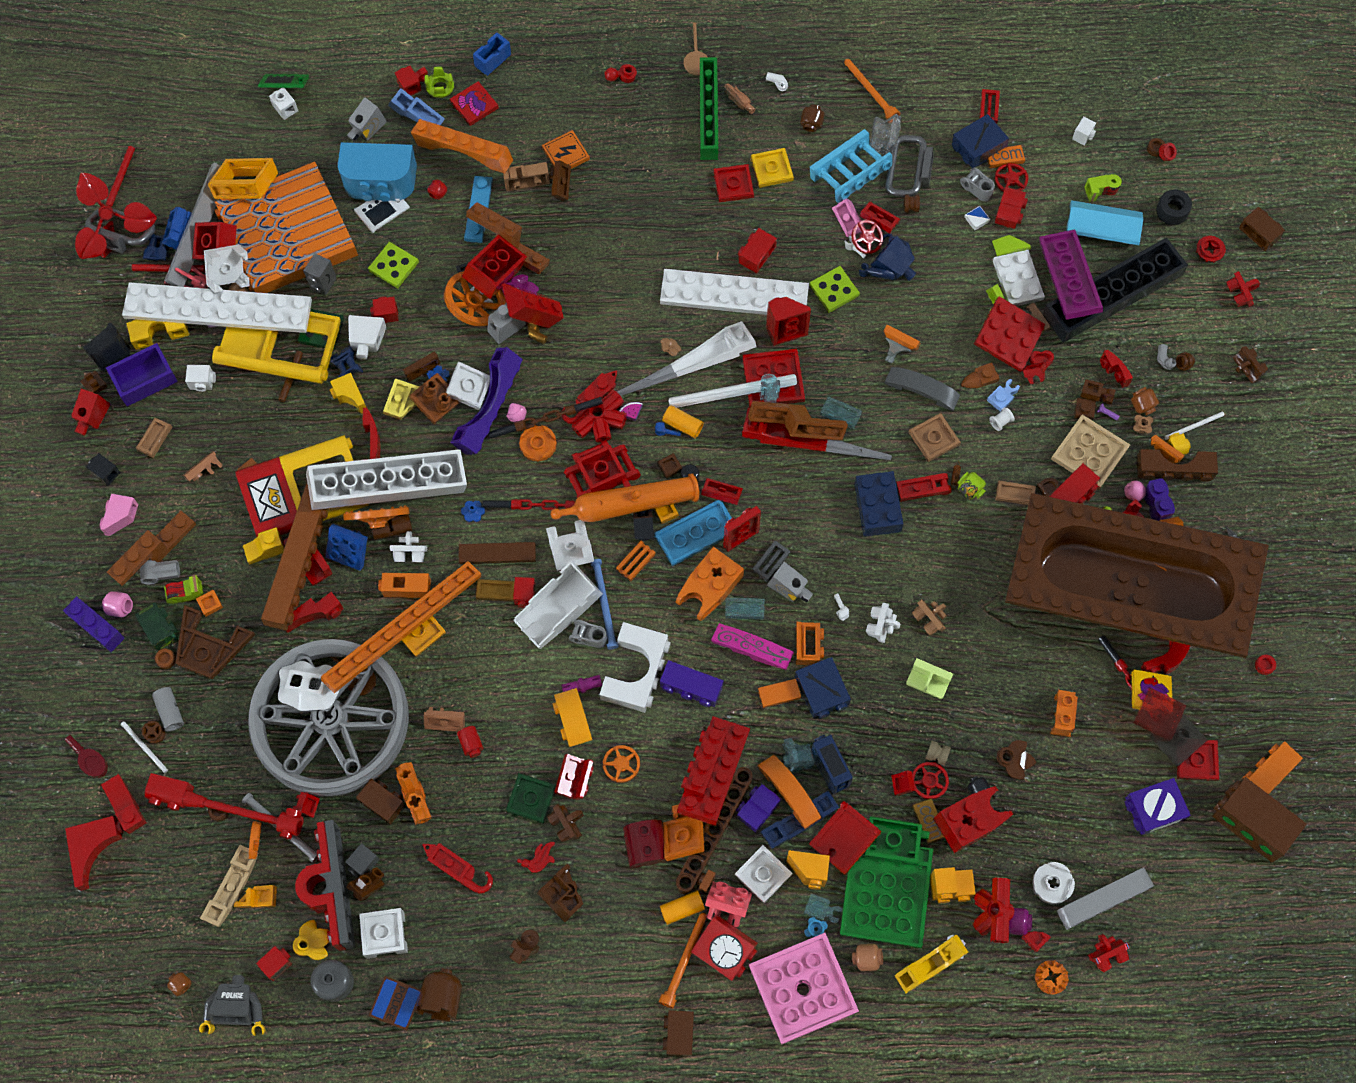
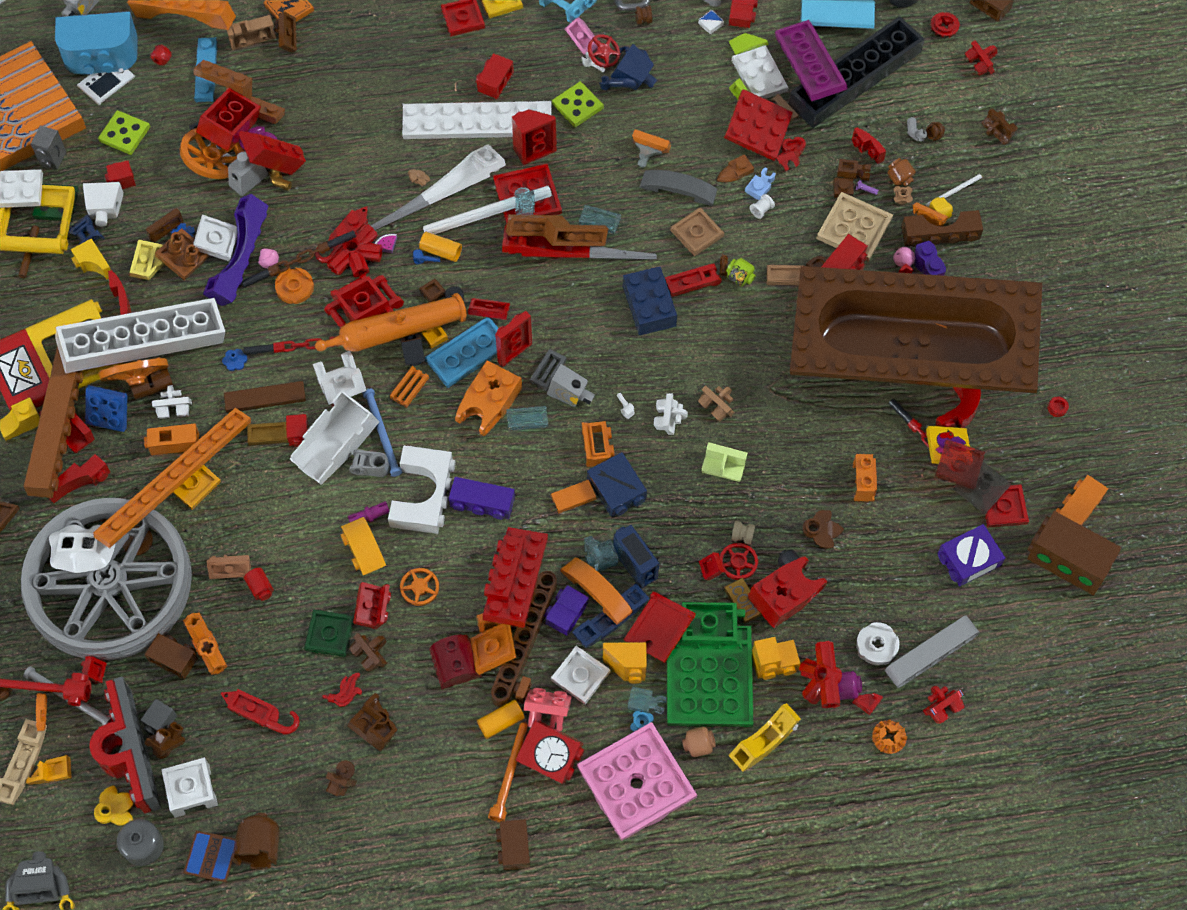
camera: 10 degrees left, 5 degrees down
(274, 962) = (76, 833): red brick -> none
(752, 646) = (541, 453): dark pink slope -> none
(883, 218) = (619, 33): red tile -> none

